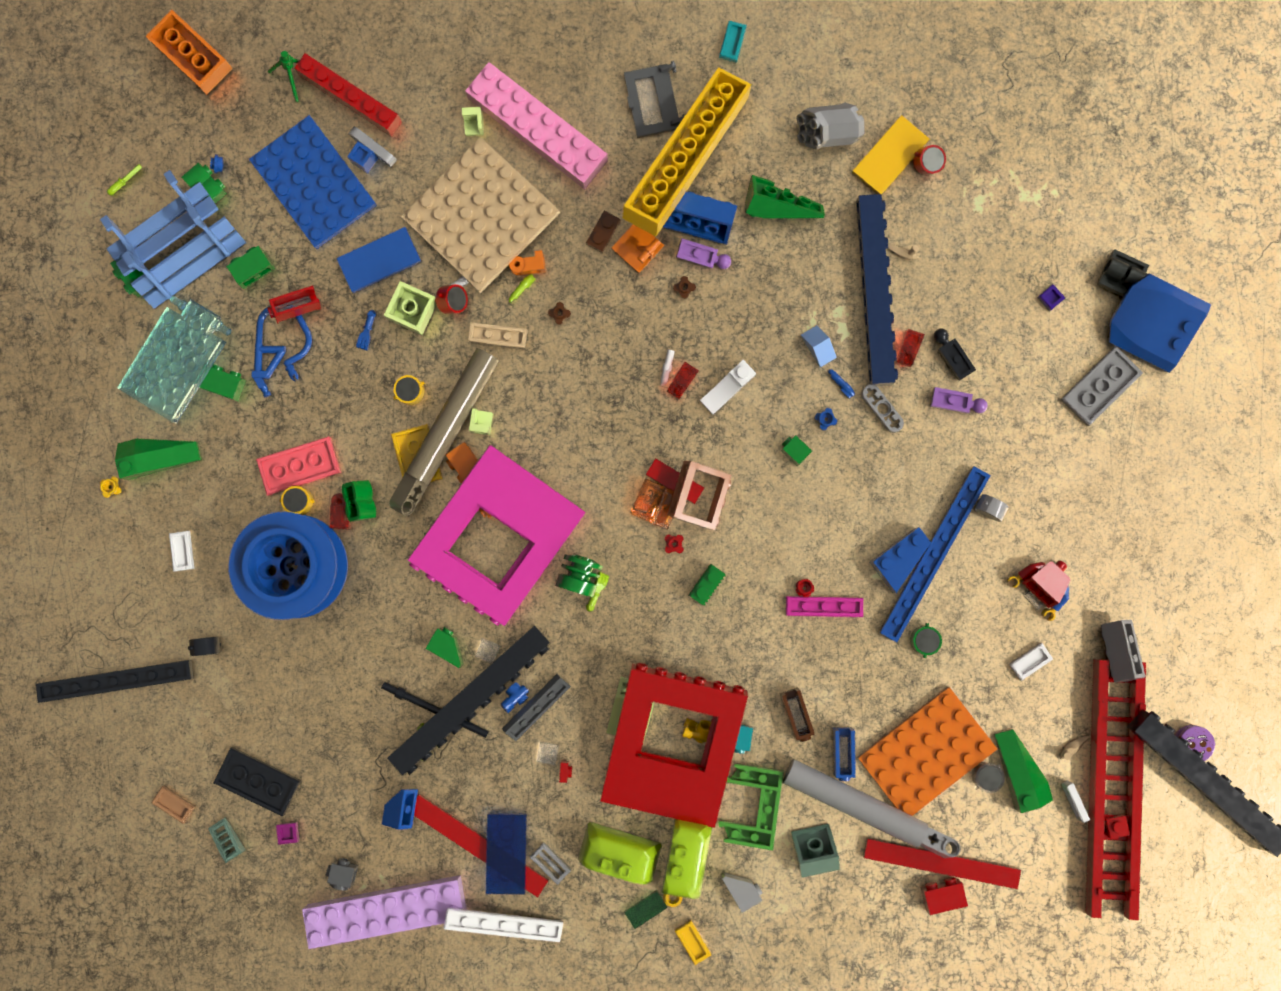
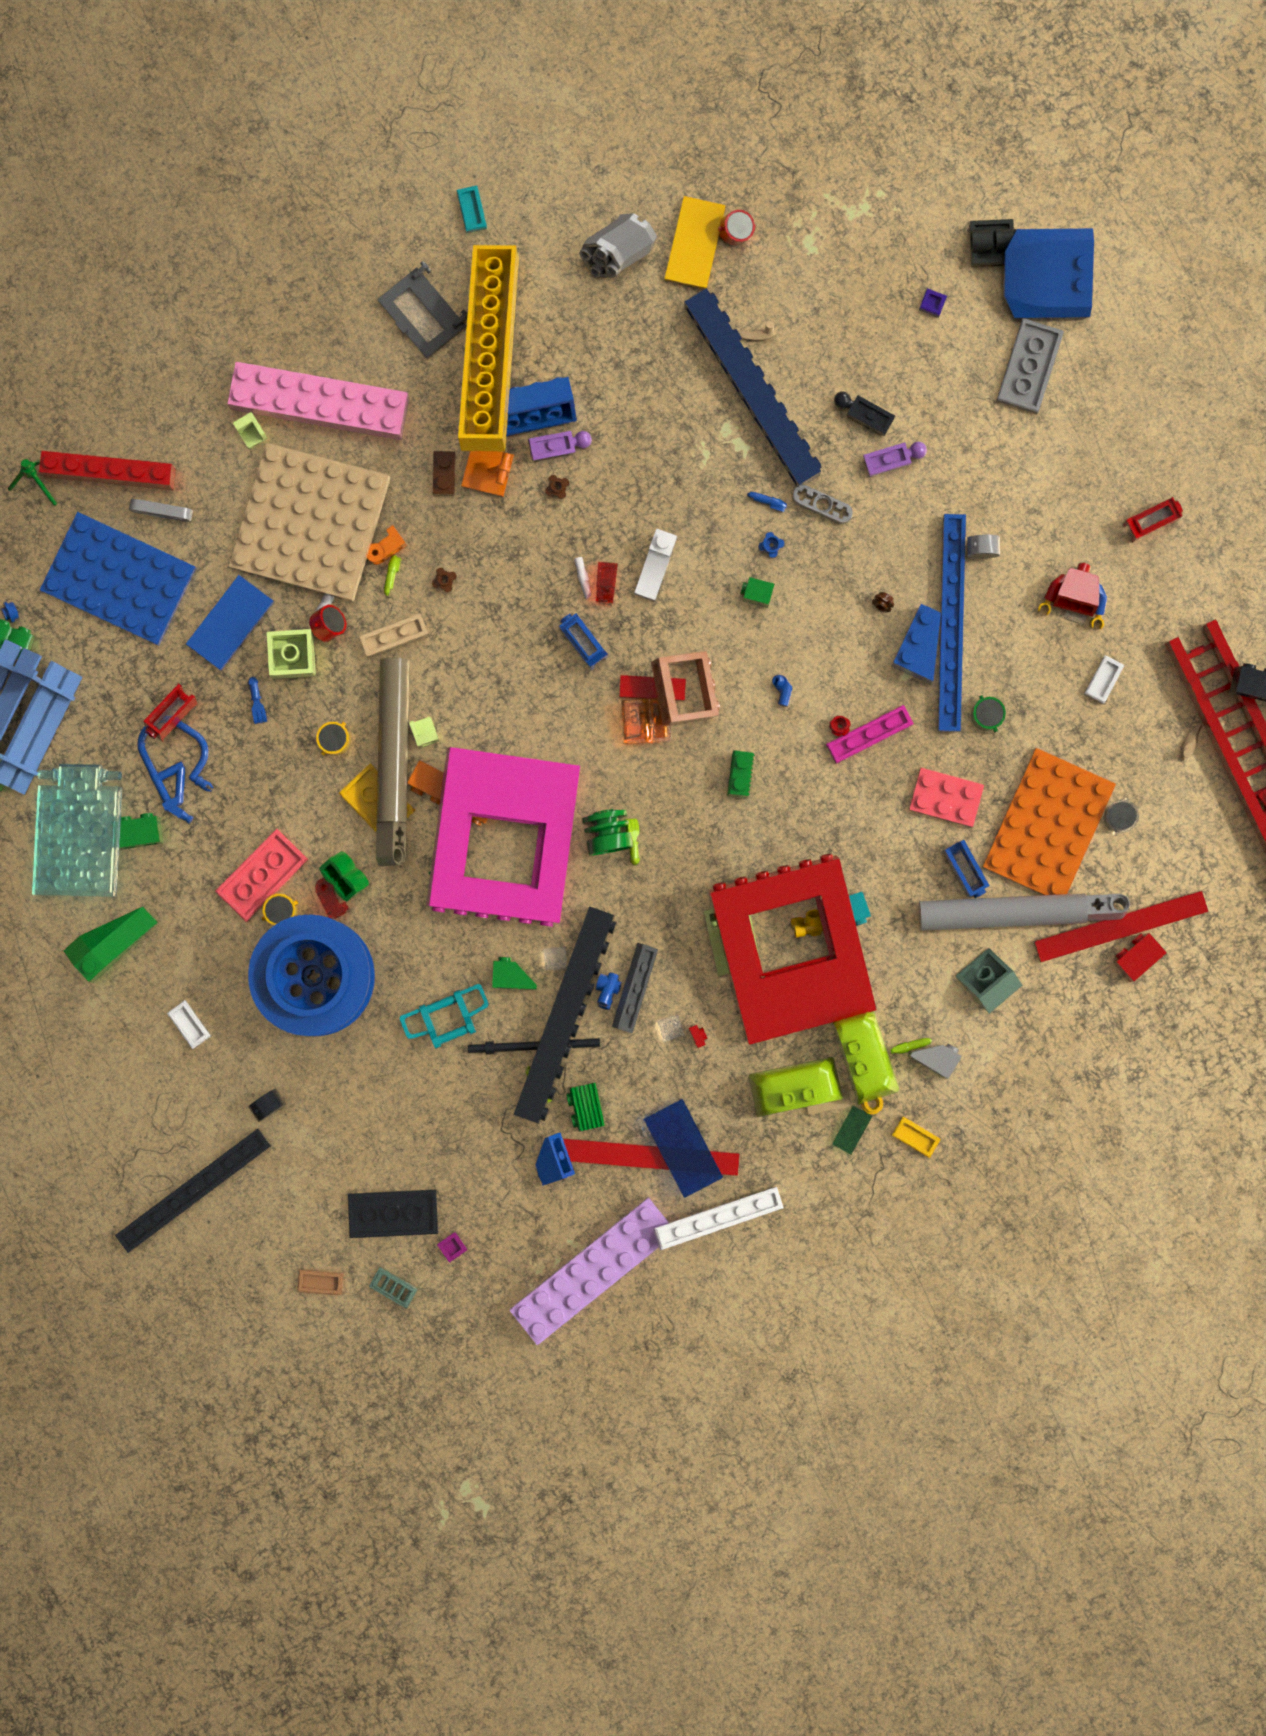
camera: 35 degrees left, 0 degrees up
(104, 485) = (74, 998): yellow plate -> none
(250, 267) = (102, 698): green brick -> none
(341, 874) = (529, 1258): dark grey brick -> none
(362, 157) = (157, 526): blue panel -> none
(362, 656) = (427, 1009): none -> teal bar
(449, 780) = (586, 1107): none -> green brick
(562, 874) = (734, 1136): light grey tile -> none
(640, 415) = (582, 640): none -> blue window
(678, 547) = (692, 753): red plate -> none
(721, 866) = (912, 1045): none -> lime piece
(763, 833) = (928, 991): bright green wedge -> none
(768, 201) = (601, 353): green wedge -> none
(776, 534) = (784, 688): none -> blue arm
(797, 714) = (900, 855): reddish brown window -> none
(819, 345) = (725, 474): light blue slope -> none
(858, 688) = (946, 797): none -> coral plate
(890, 509) = (883, 602): none -> reddish brown plate
(909, 347) = (817, 428): clear red leg -> none
(1024, 778) = (1156, 797): green wedge -> none
(1075, 801) = (1219, 794): white tile -> none
(1122, 651) = (1187, 619): light grey brick -> none
(1138, 556) = (1154, 519): none -> red window

